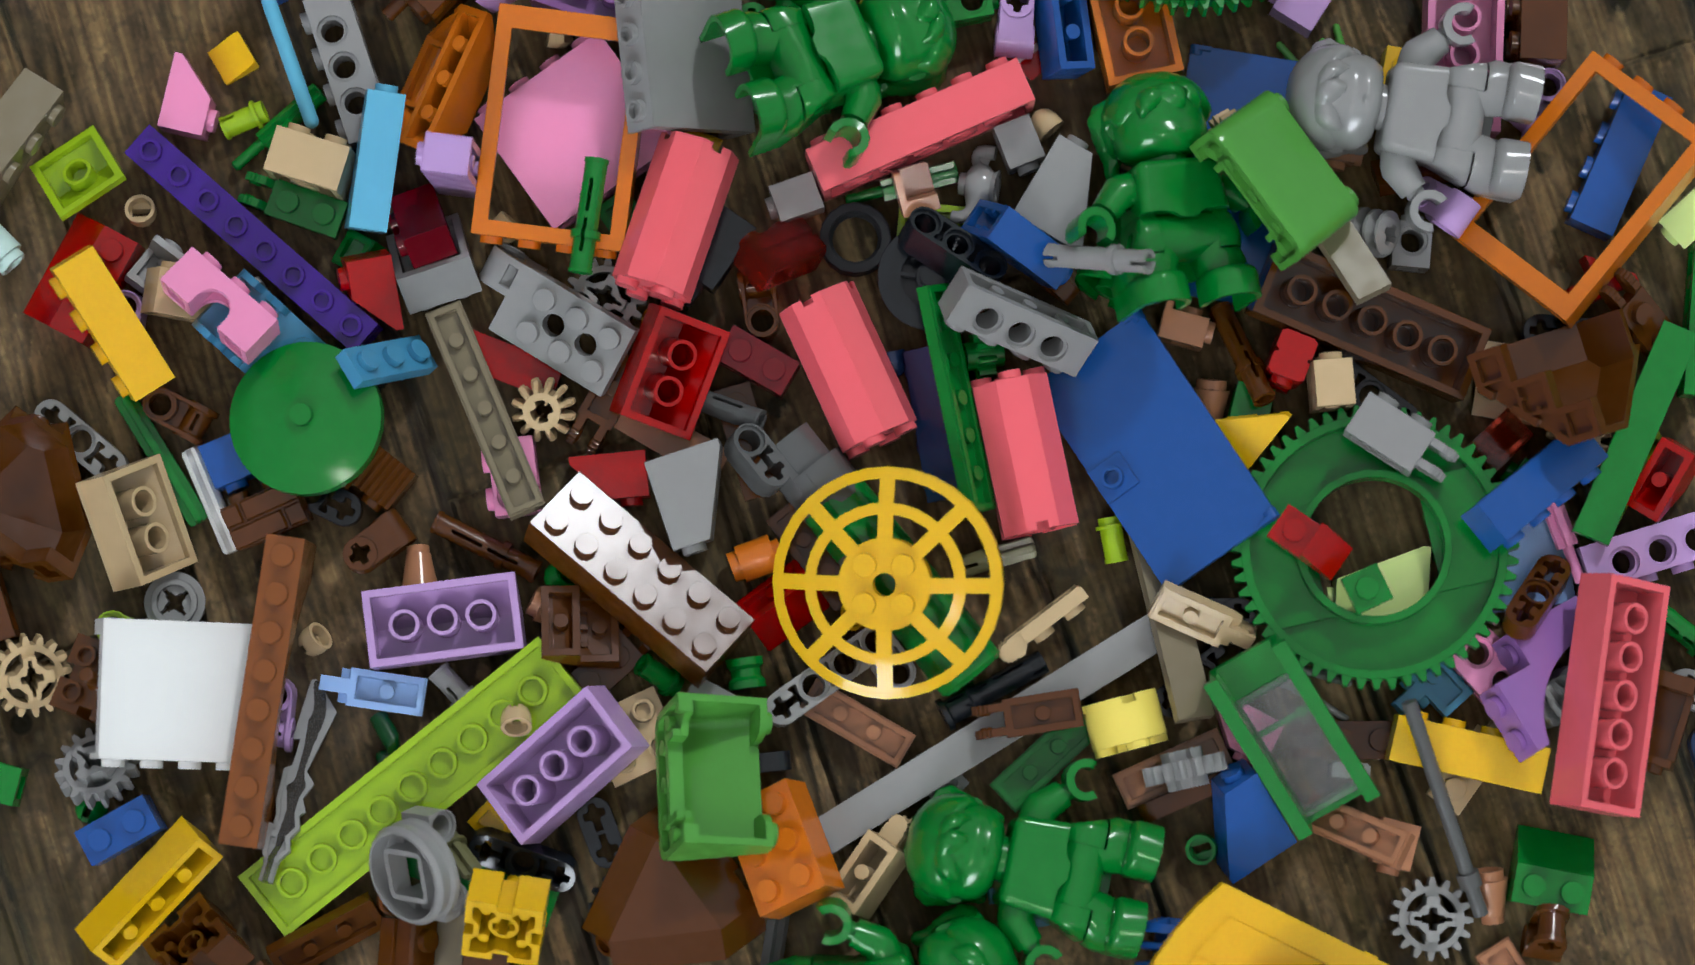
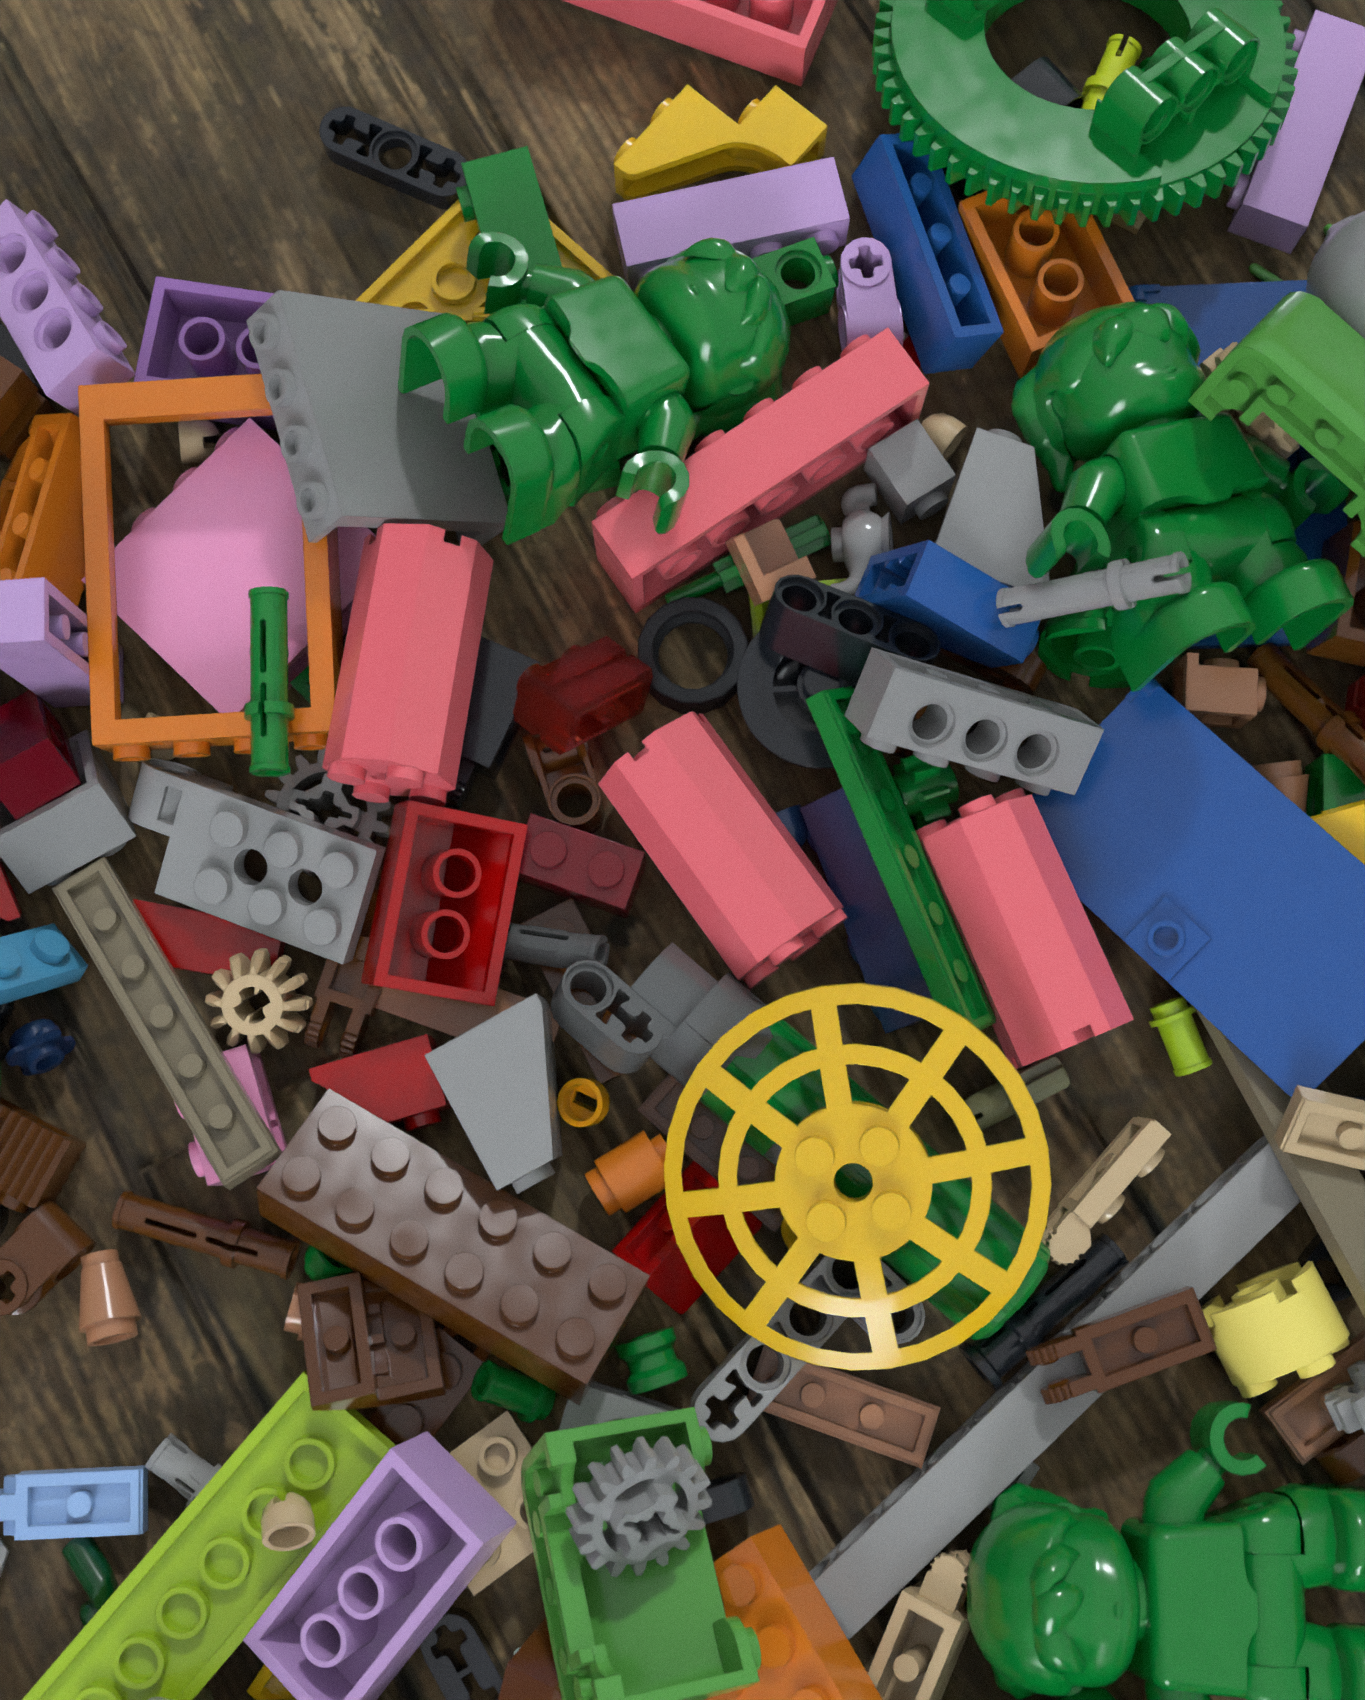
camera: 10 degrees left, 5 degrees down
(400, 412) = (38, 1047): none -> dark blue plate
(443, 621) = (148, 1372): lavender slope -> none
(724, 744) = (638, 1506): none -> light grey gear
(728, 516) = (579, 1113): none -> light orange hinge
(794, 199) = (590, 610): light grey brick -> none
(1039, 764) = (1141, 1424): green tile -> none

